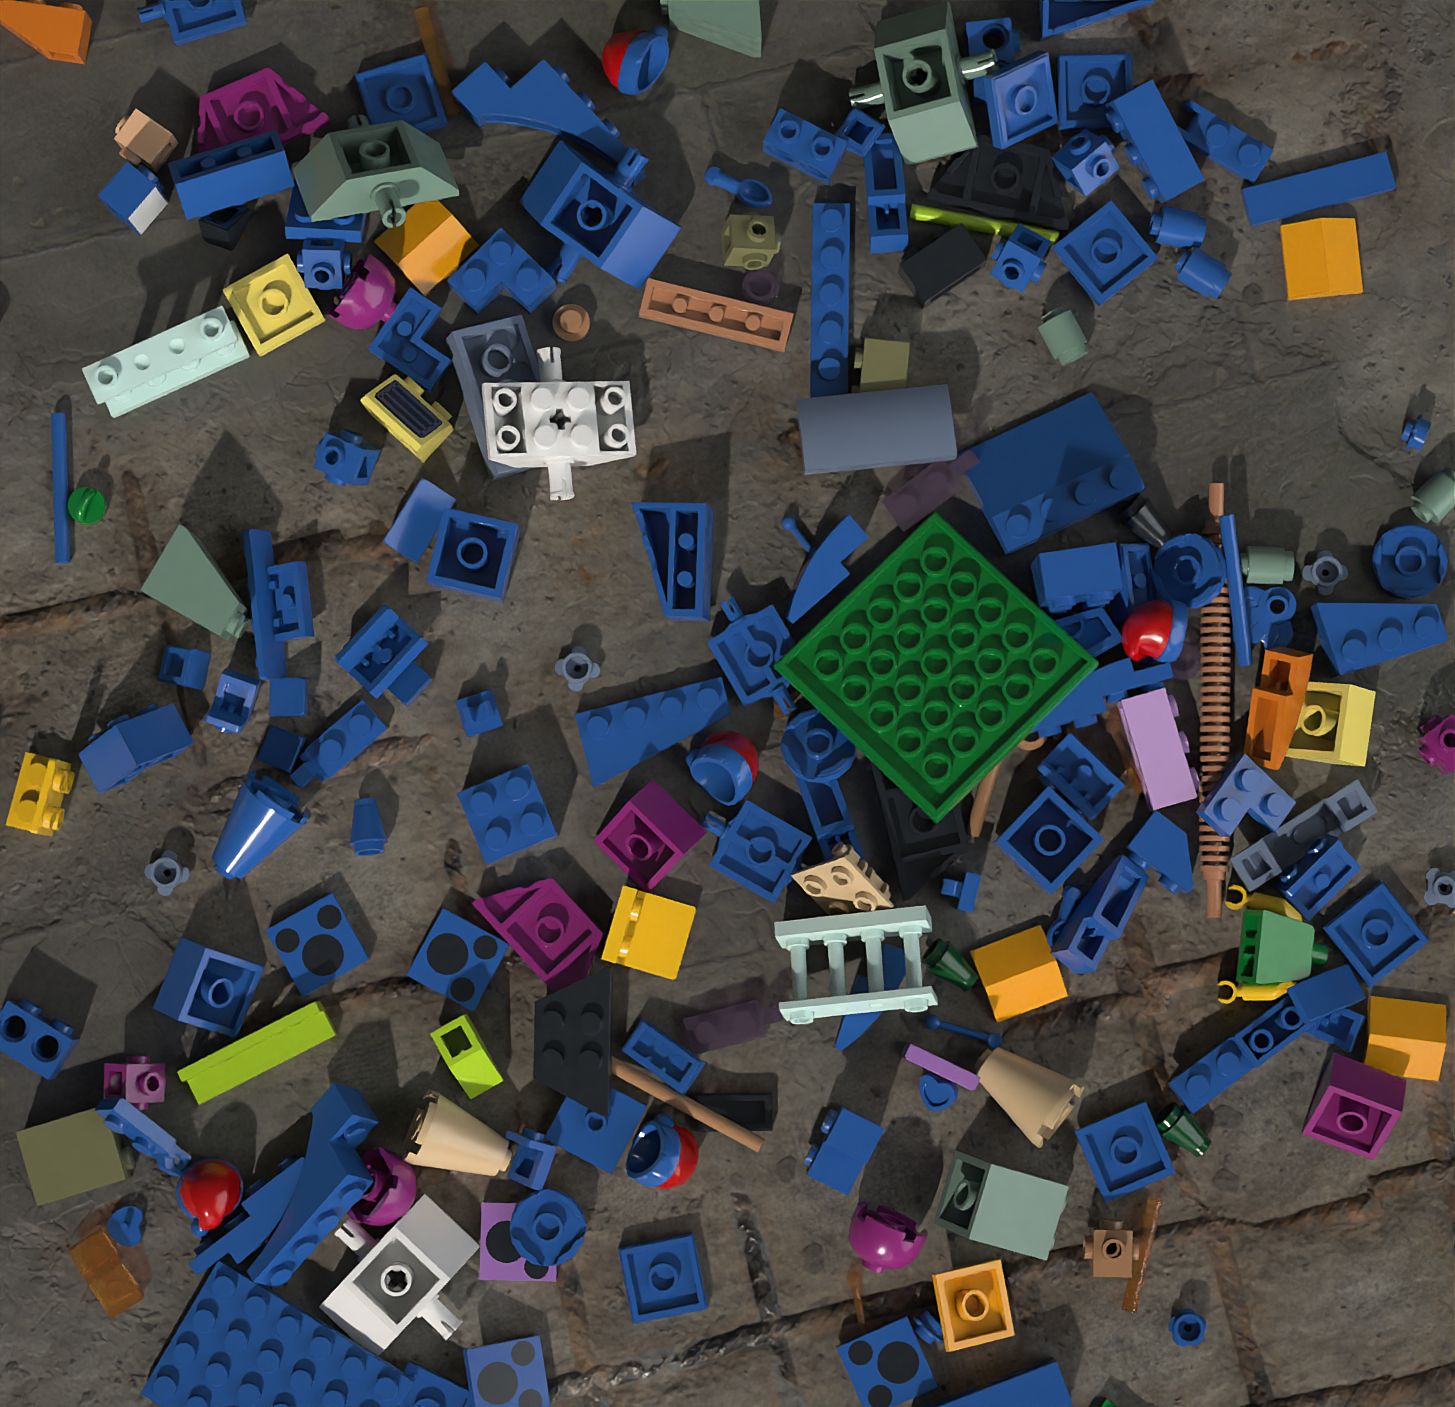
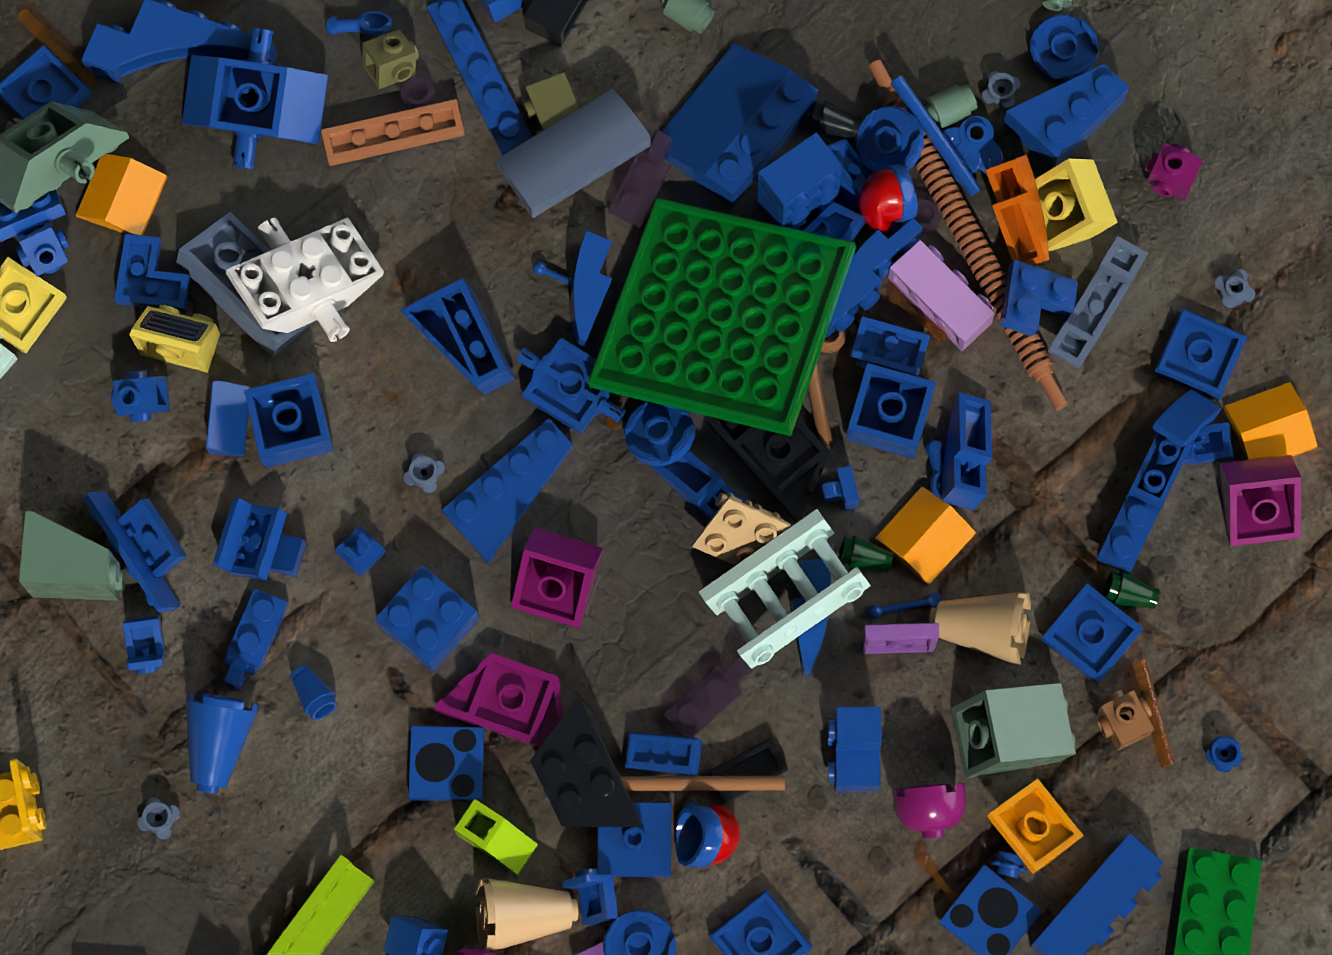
camera: 25 degrees left, 10 degrees down
(134, 745) = (76, 721): blue brick -> none
(184, 667) = (87, 639): blue slope -> none
(208, 987) = (242, 894): blue slope -> none
(281, 749) = (206, 664): blue slope -> none
(289, 697) = (190, 619): blue slope -> none
(317, 944) = (319, 812): blue tile -> none
(365, 295) = (91, 257): magenta cylinder -> none
(500, 267) = (197, 179): blue brick -> none
(571, 322) = (275, 197): medium nougat plate -> none
(649, 933) = (597, 657): yellow bracket -> none
(724, 766) = (589, 488): blue piece -> none
(758, 850) = (653, 543): blue plate -> none
(937, 1093) = (910, 666): blue piece -> none
(1163, 849) = (990, 372): blue slope -> none
(1273, 948) = (1123, 404): green torso -> none
(1317, 875) = (1127, 330): blue bracket -> none

